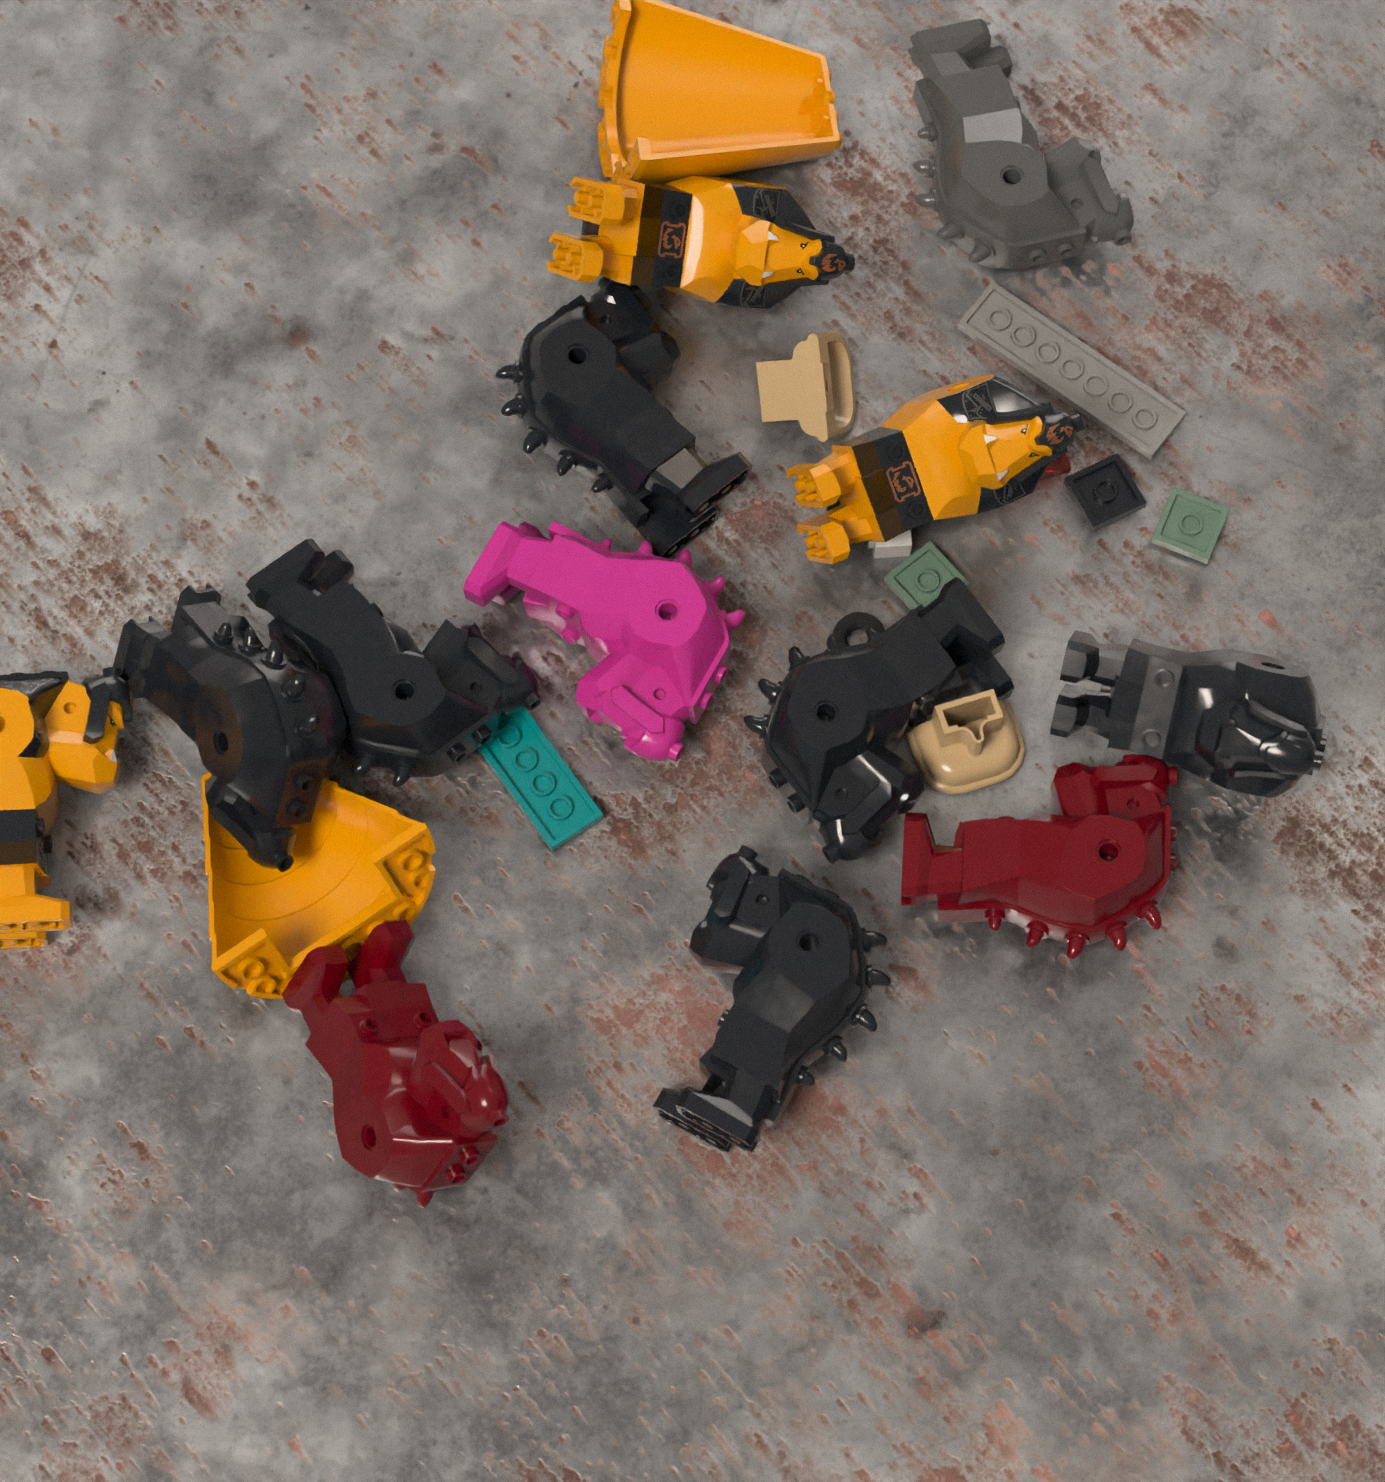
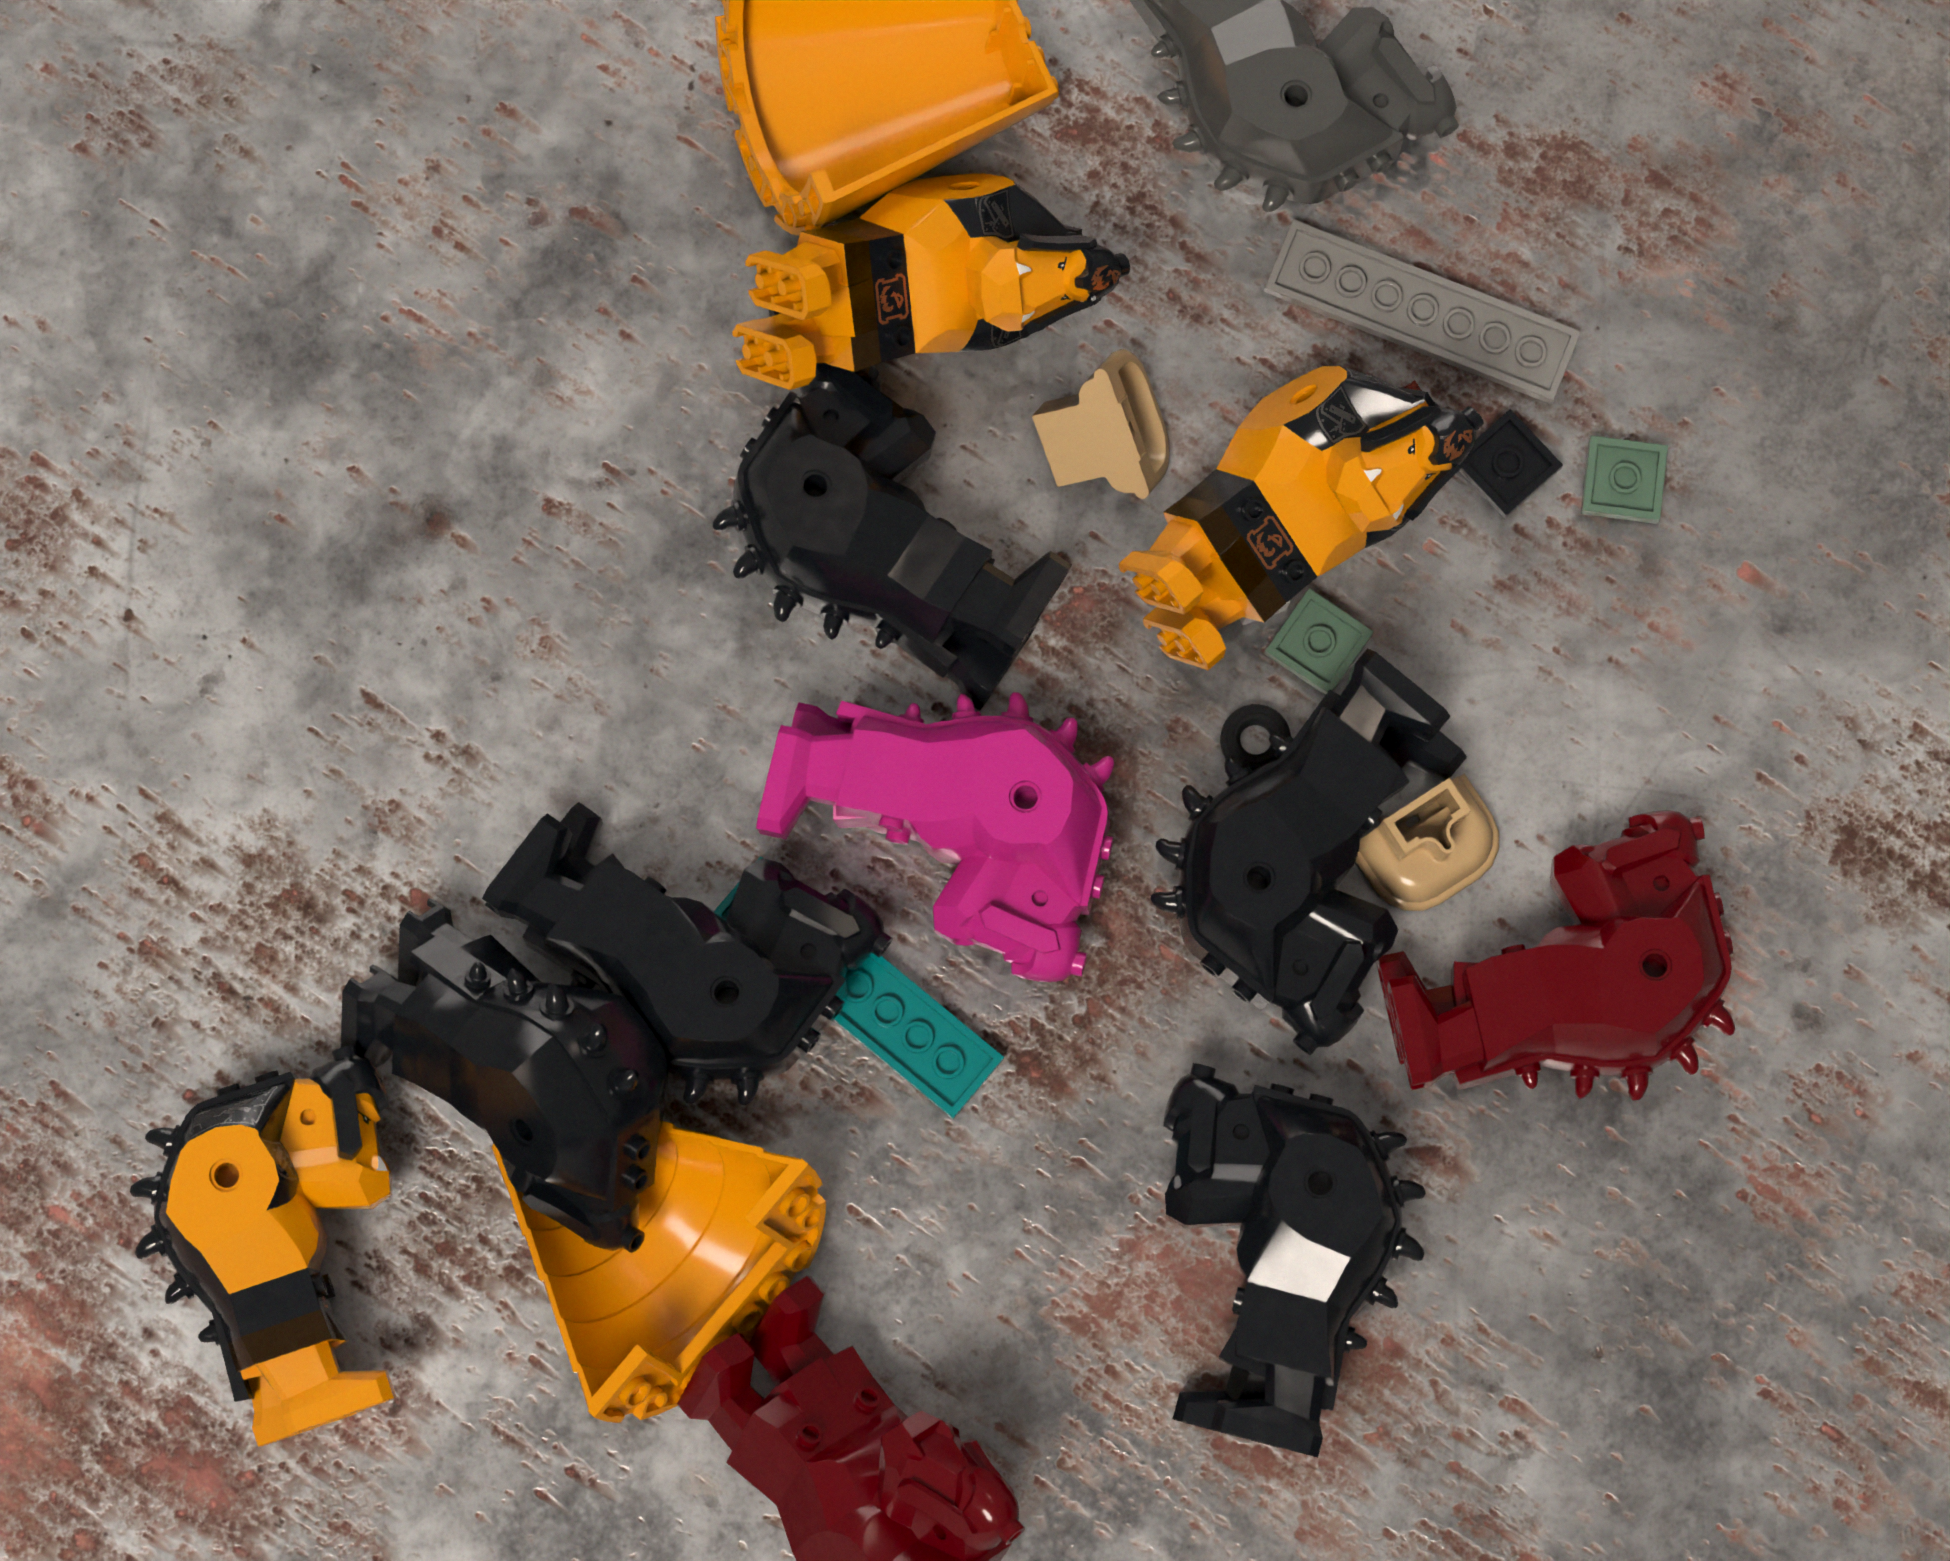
camera: 15 degrees left, 10 degrees up
(1211, 712) = (1728, 736): black piece -> none

